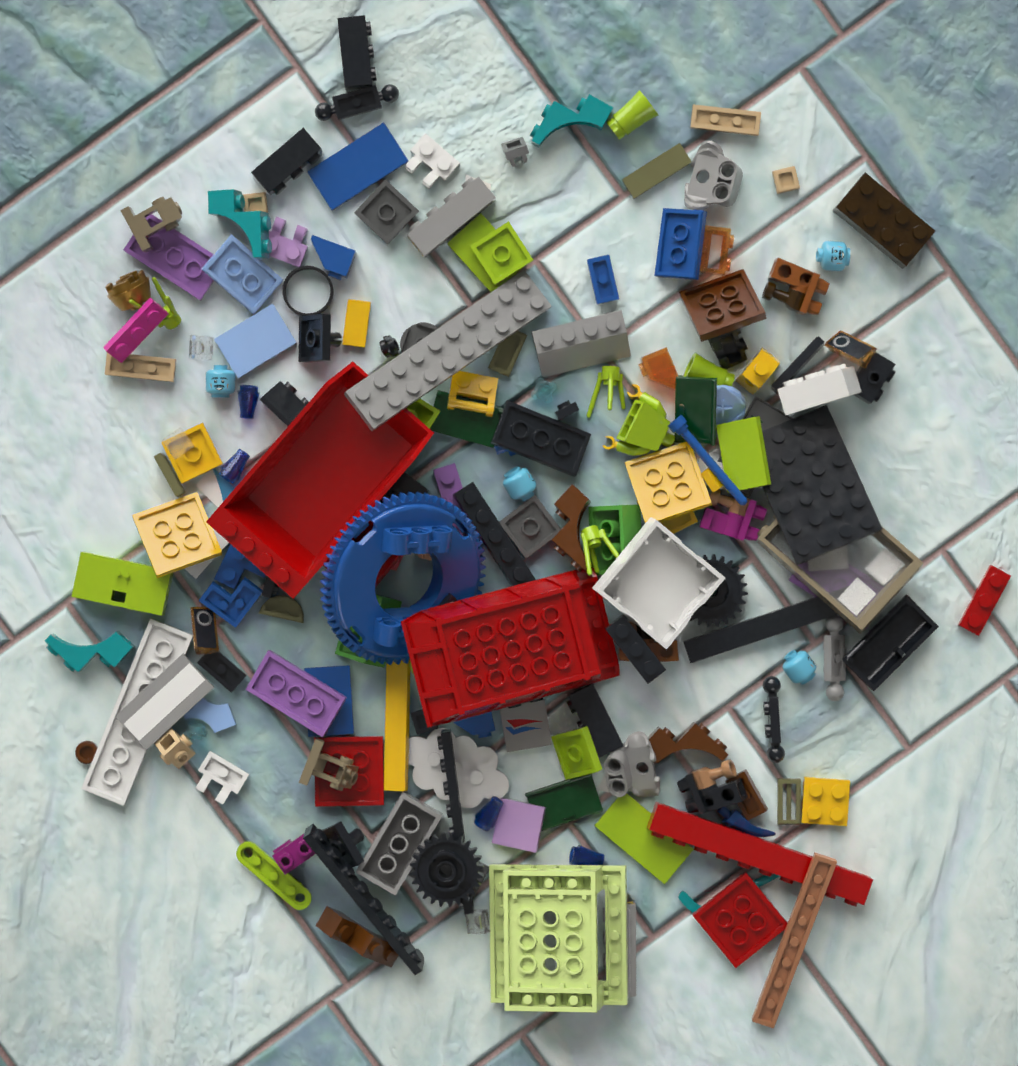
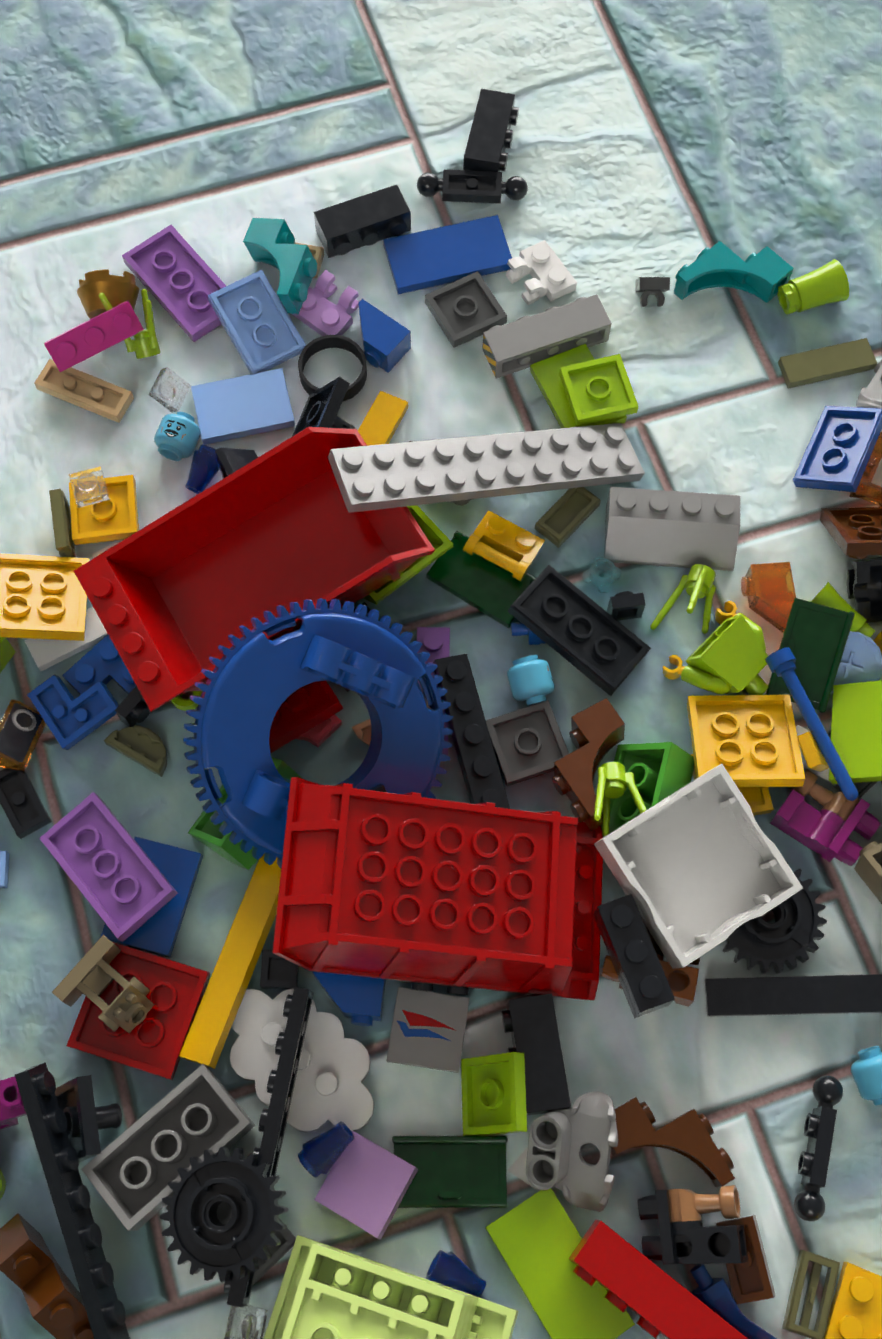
camera: 20 degrees right, 20 degrees down
(168, 211) = (154, 234): dark tan tile -> none
(602, 279) = (722, 463): blue plate -> none

